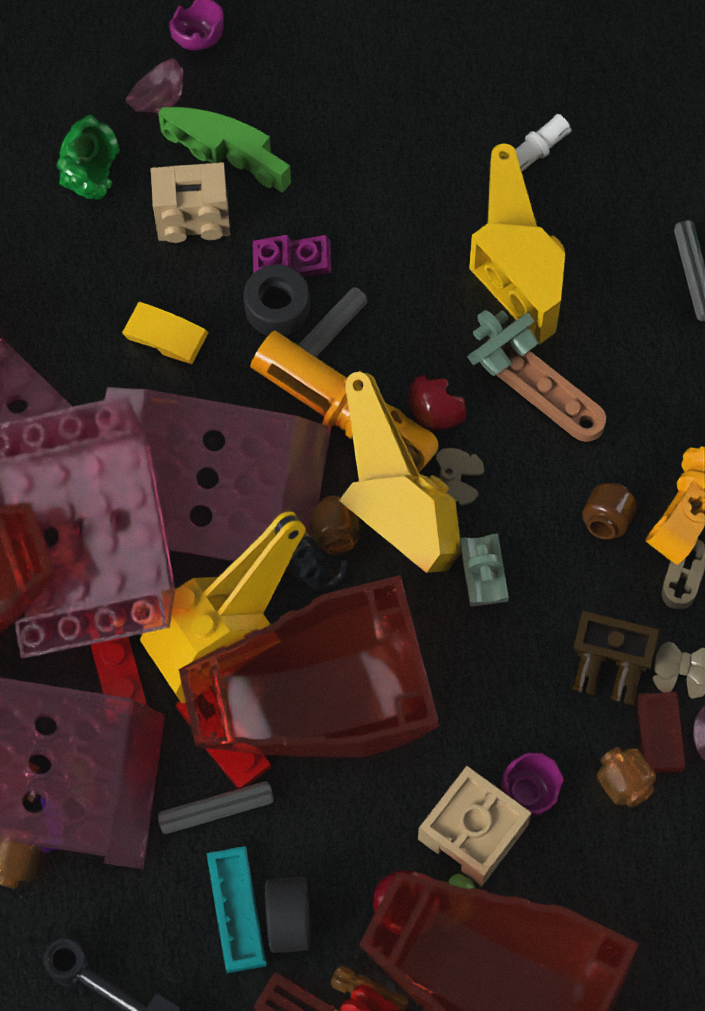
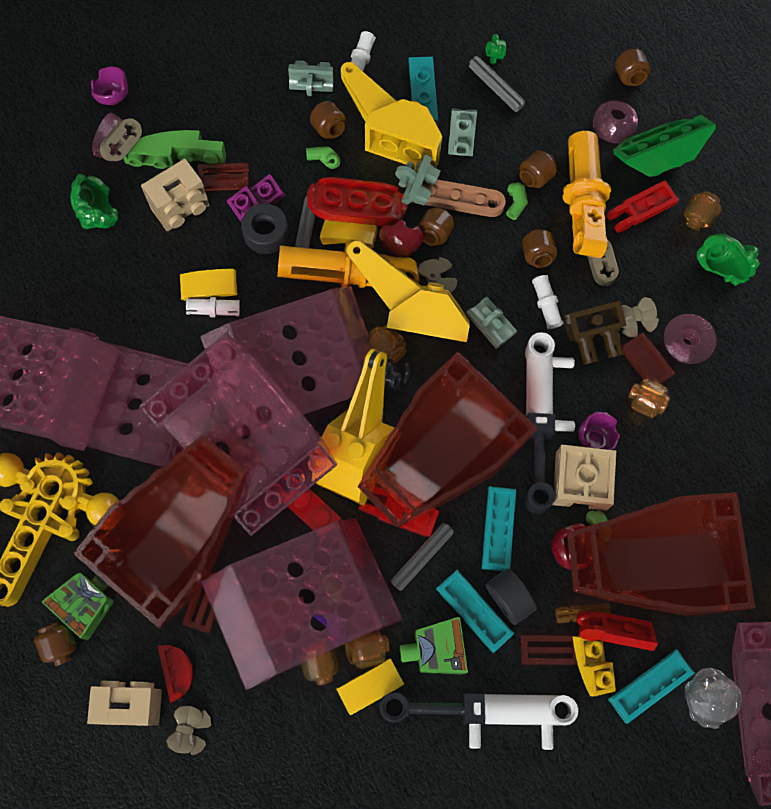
camera: 35 degrees left, 5 degrees up
(53, 920) = (370, 686): none -> yellow slope
(78, 875) = (367, 650): none -> clear orange head
(154, 363) = (212, 307): none -> white pin
(162, 925) = (438, 648): none -> torso
(167, 107) = (125, 143): none -> dark tan beam
(300, 210) = (224, 181): none -> clear red tile
(330, 828) = (498, 529): none -> teal plate
(378, 359) = (344, 232): none -> yellow slope
(412, 246) = (325, 155): none -> bright green arm
(412, 327) = (356, 201): none -> red tile
(442, 205) = (328, 120): none -> reddish brown head
(454, 140) = (311, 77): none -> sand green hips
(469, 721) = (540, 412): none -> white piece
(492, 412) = (436, 226): none -> reddish brown head
(576, 585) = (547, 301): none -> white pin
(593, 228) = (423, 83): none -> teal plate
(602, 310) = (462, 132): none -> sand green hips
(627, 435) = (520, 199): none -> bright green arm
(673, 409) = (537, 169): none -> reddish brown head

